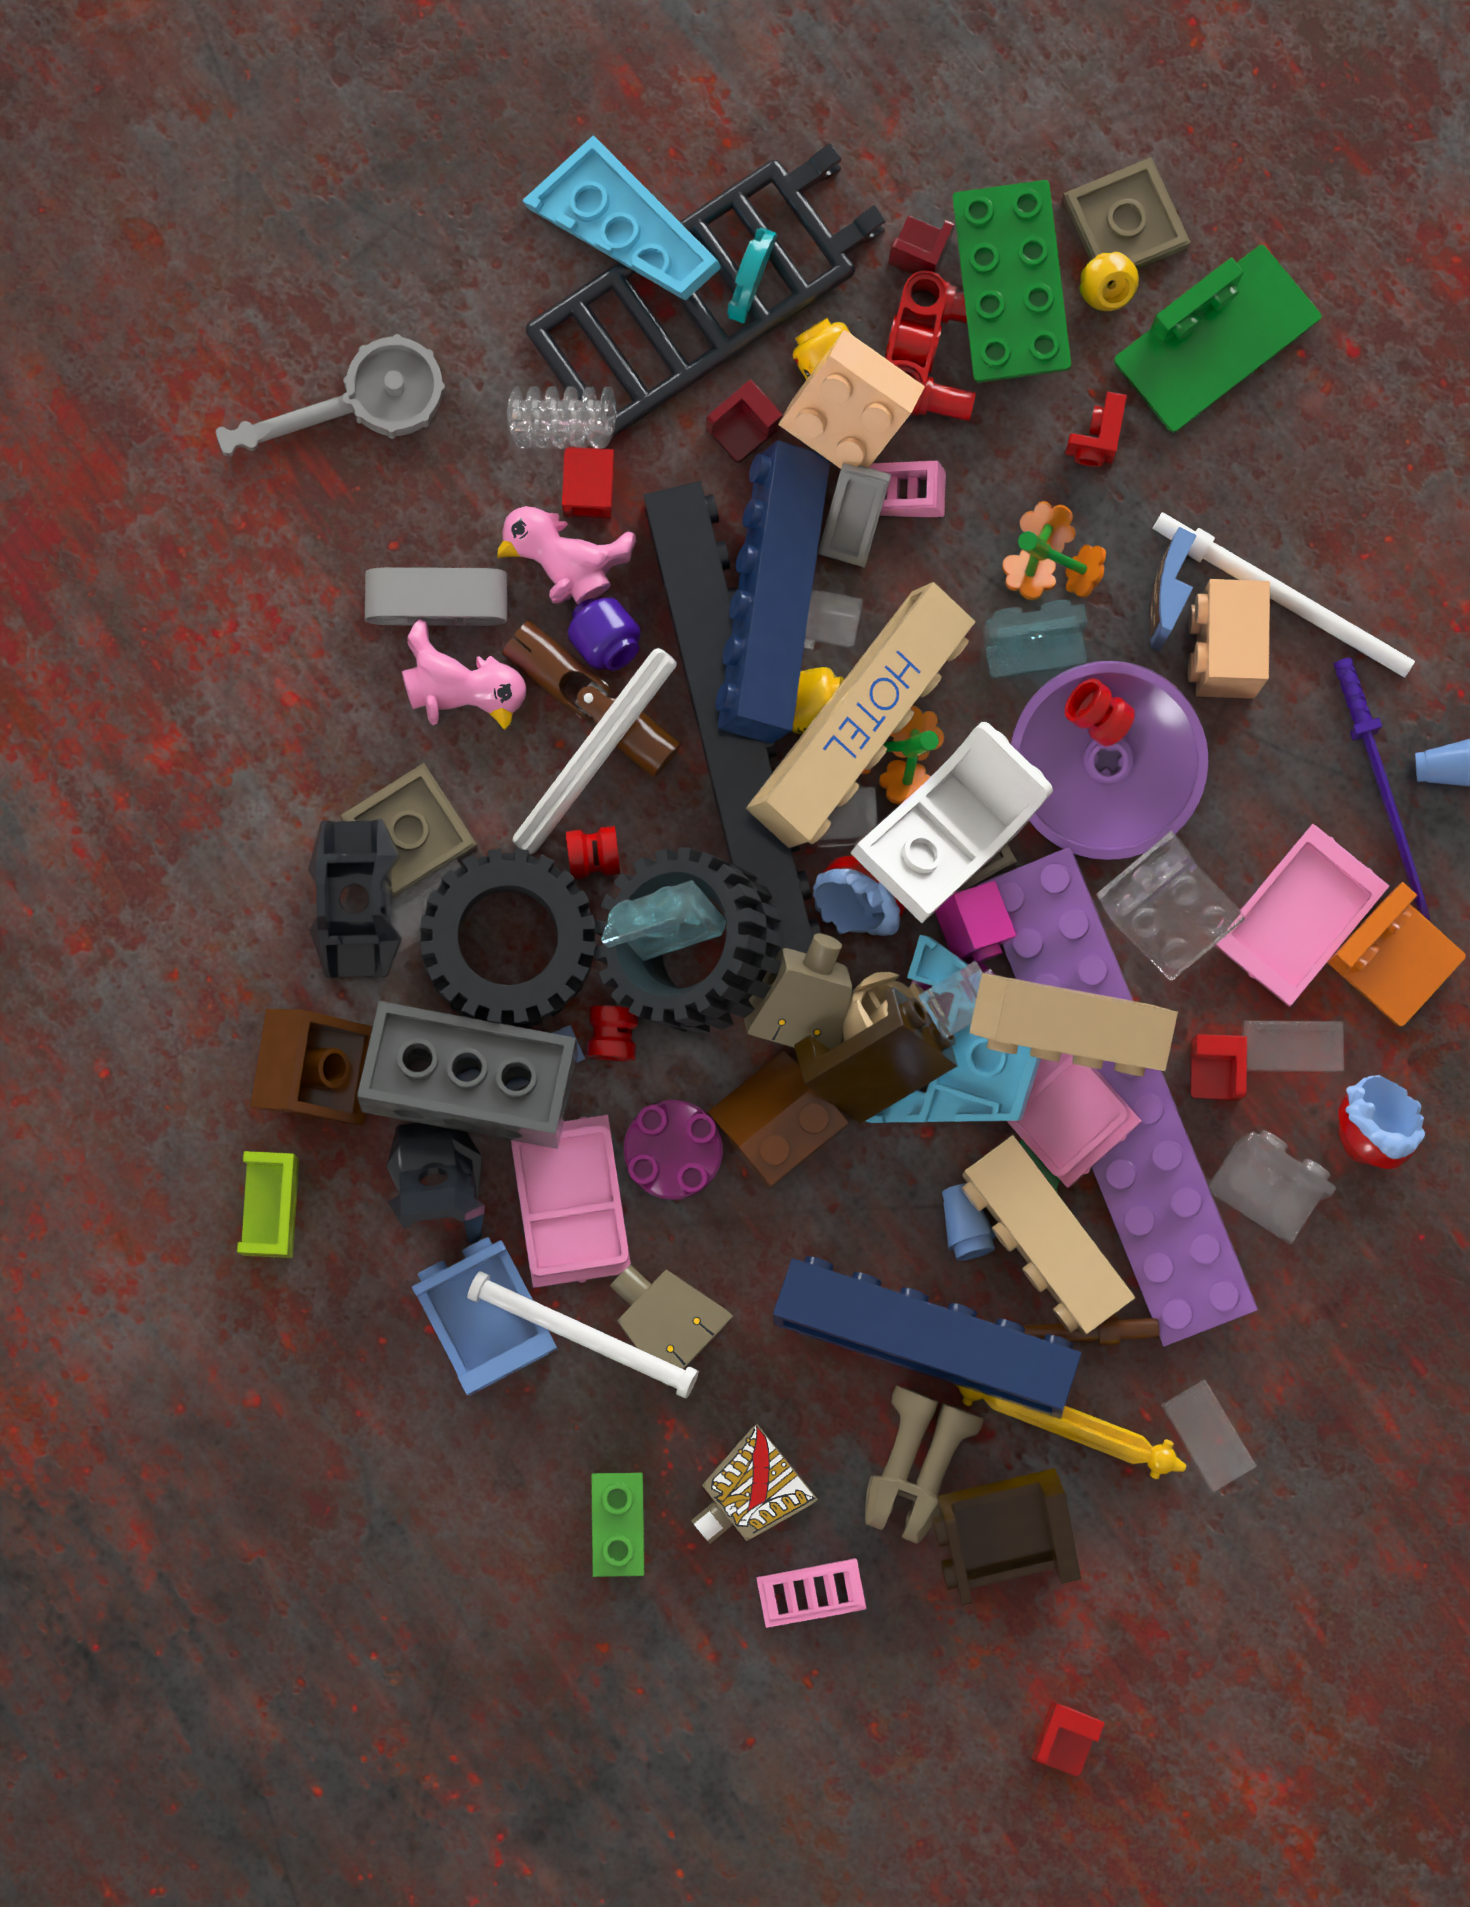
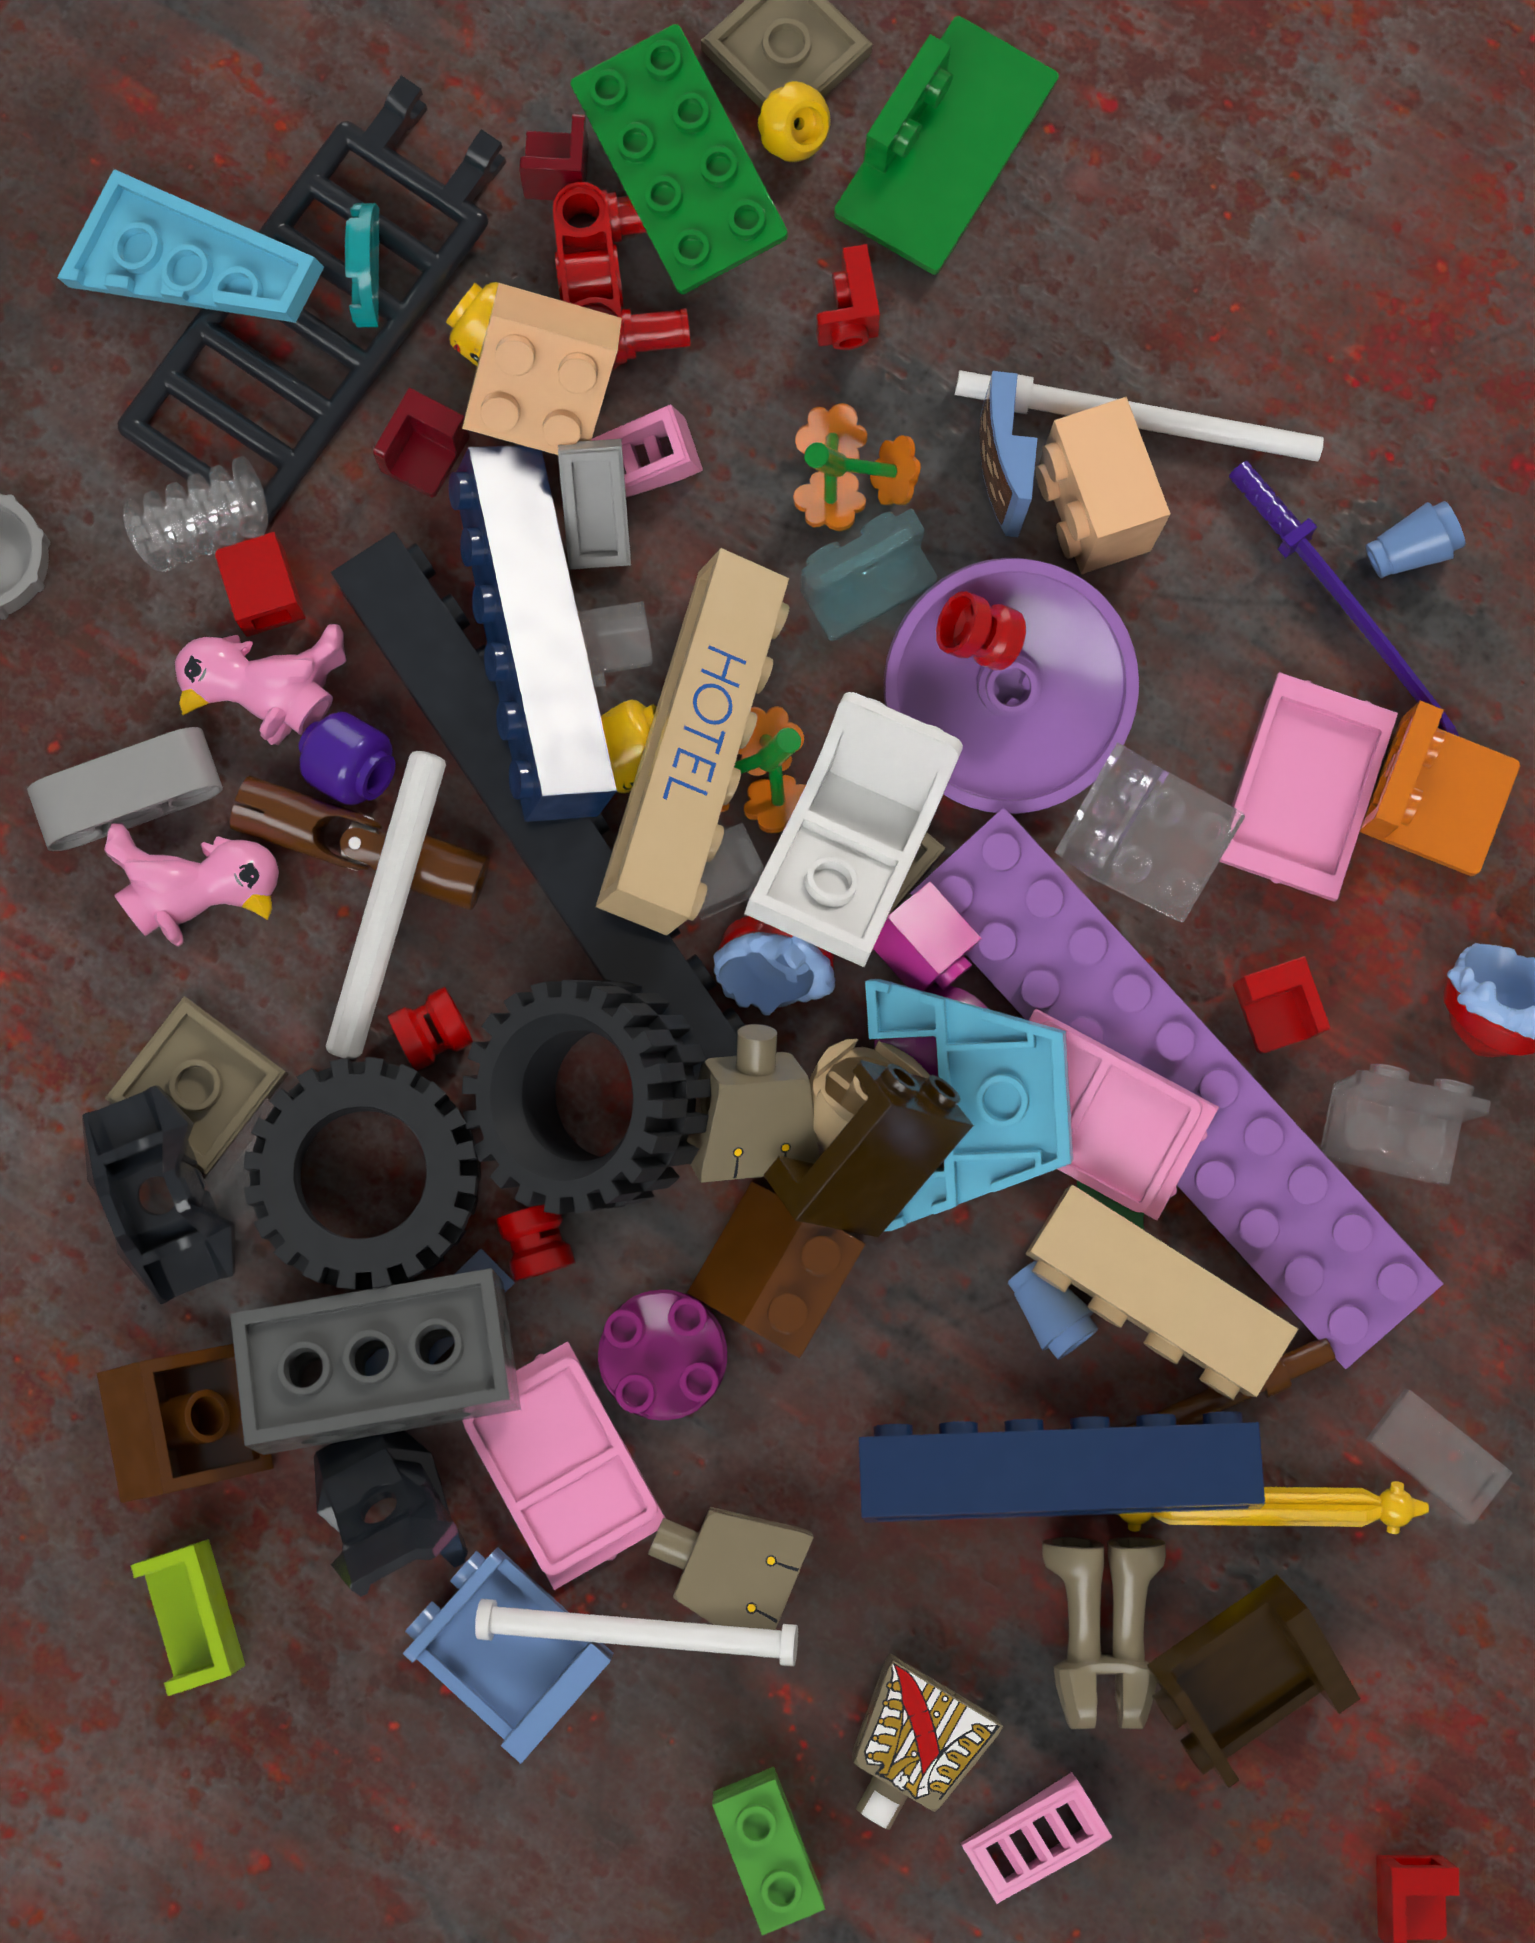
camera: 20 degrees left, 0 degrees up
(664, 921) = (546, 1084): clear light blue bracket -> none
(953, 999) = (945, 1044): clear panel -> none
(1072, 1023) = (1096, 1023): tan brick -> none
(1294, 1046) = (1360, 945): clear tile -> none

